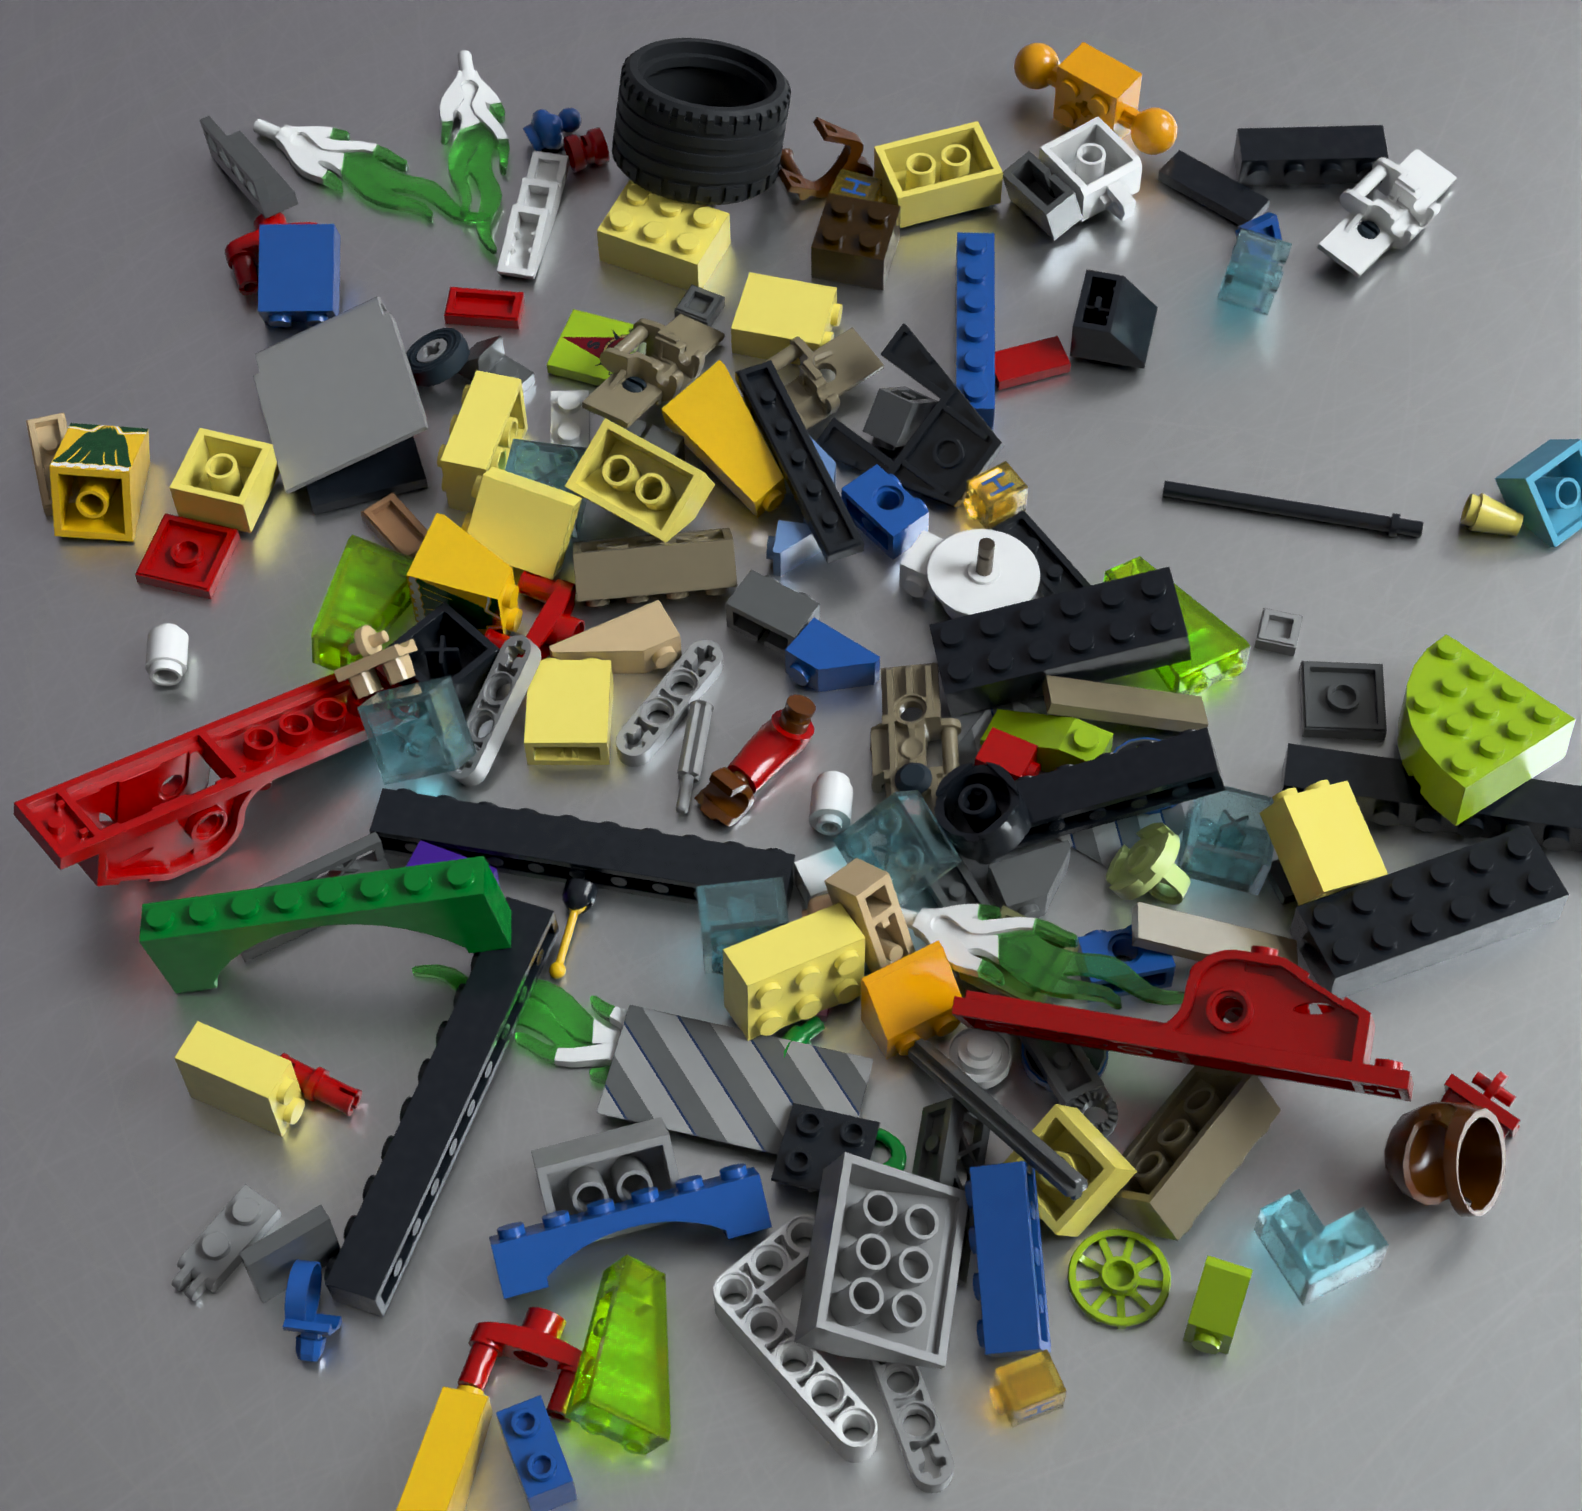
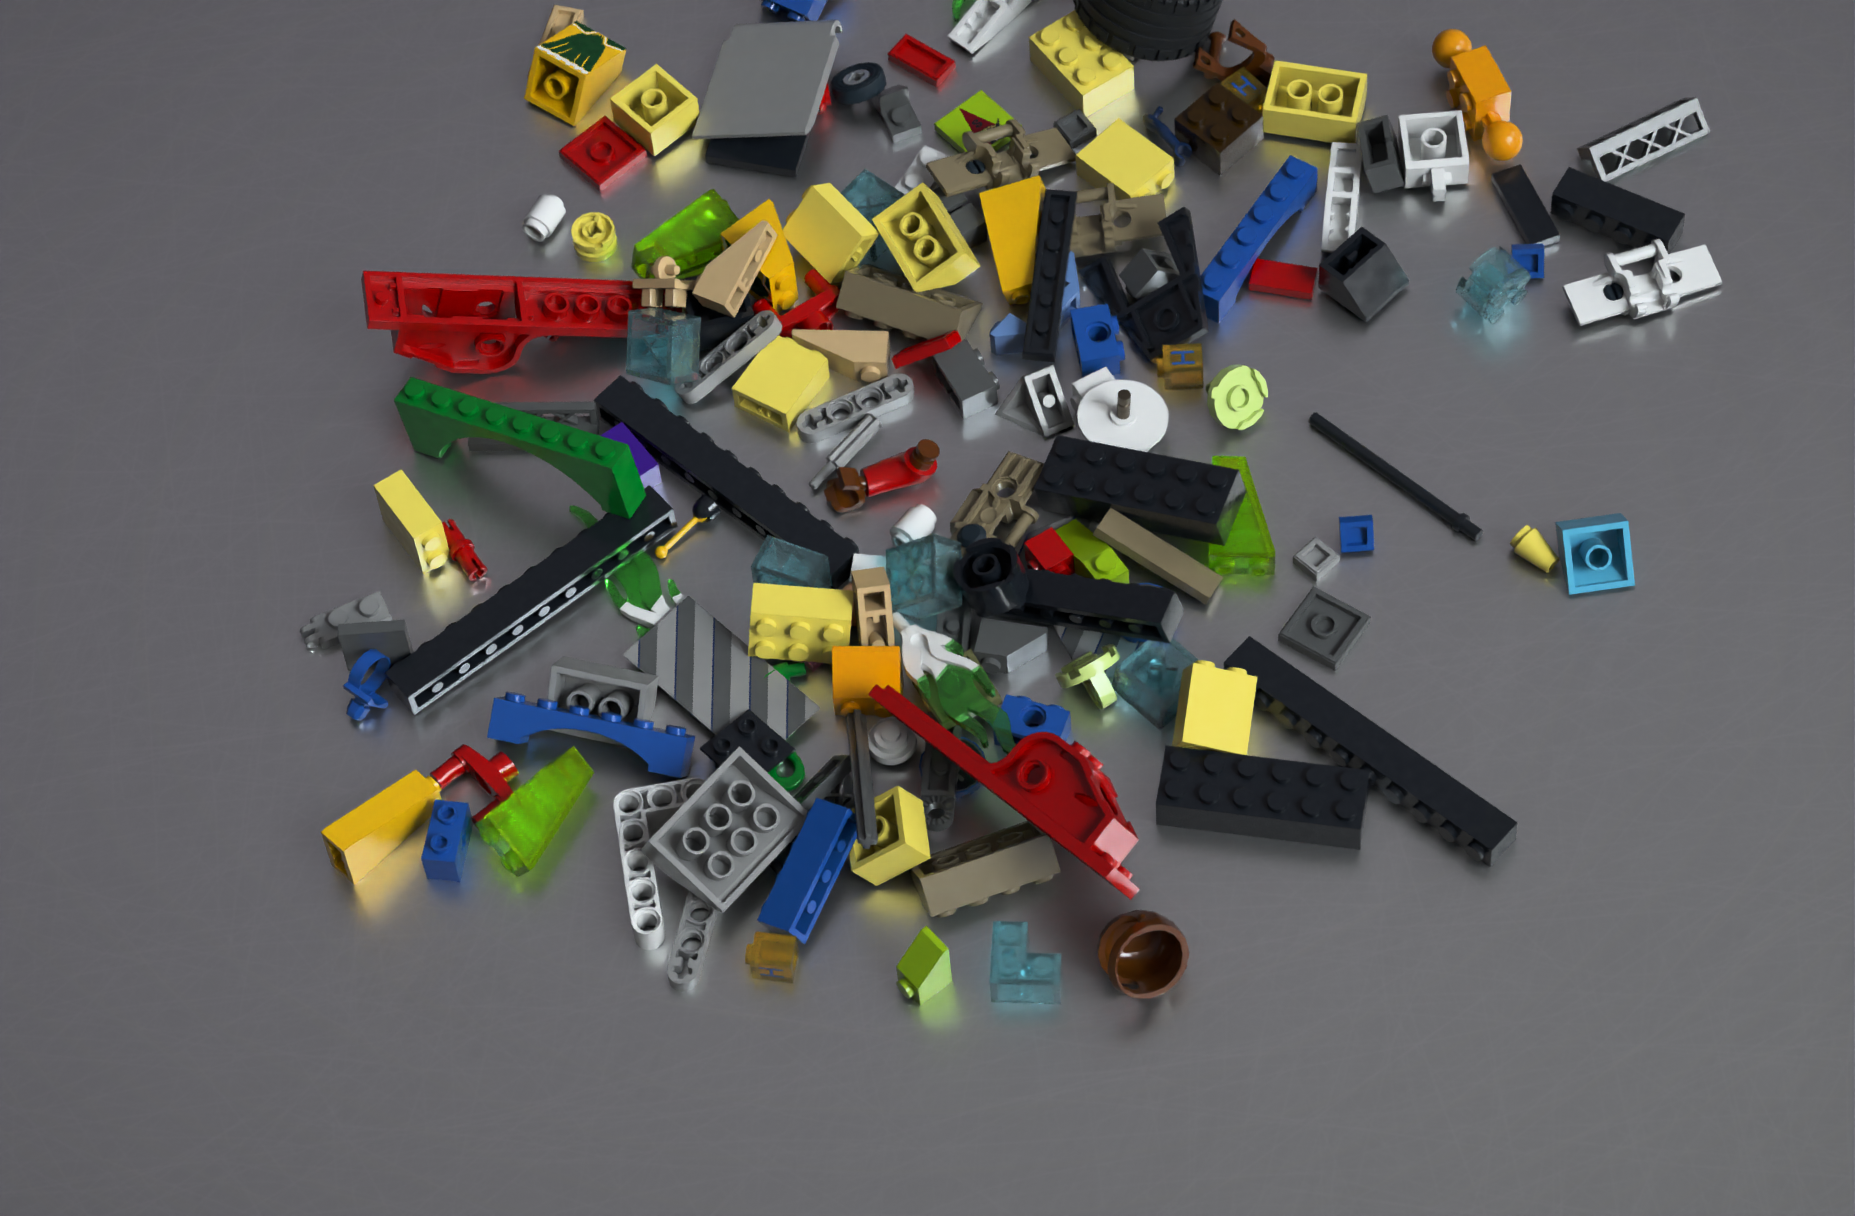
camera: 35 degrees right, 0 degrees up
(243, 664) = (602, 243): none -> light yellow wheel
(395, 525) = (752, 190): medium nougat tile -> none
(453, 611) = (732, 273): none -> tan slope
(481, 434) = (844, 153): light yellow brick -> none
(713, 600) = (926, 349): none -> red tile
(782, 267) = (1158, 127): none -> dark blue piece
(829, 660) = (979, 428): blue slope -> none
(873, 603) = (1037, 403): none -> light grey slope
(1029, 258) = (1341, 195): none -> white slope
(1056, 571) = (1184, 423): black tile -> none
(1078, 499) = (1236, 396): none -> yellowish green tile
(1119, 1279) = (883, 924): lime wheel -> none
(1197, 936) = (1118, 758): tile -> none
(1275, 66) = (1636, 130): none -> fence
(1304, 584) = (1356, 533): none -> blue tile
(1459, 1091) = (1203, 952): red hips -> none
(1474, 730) = (1380, 687): lime brick -> none

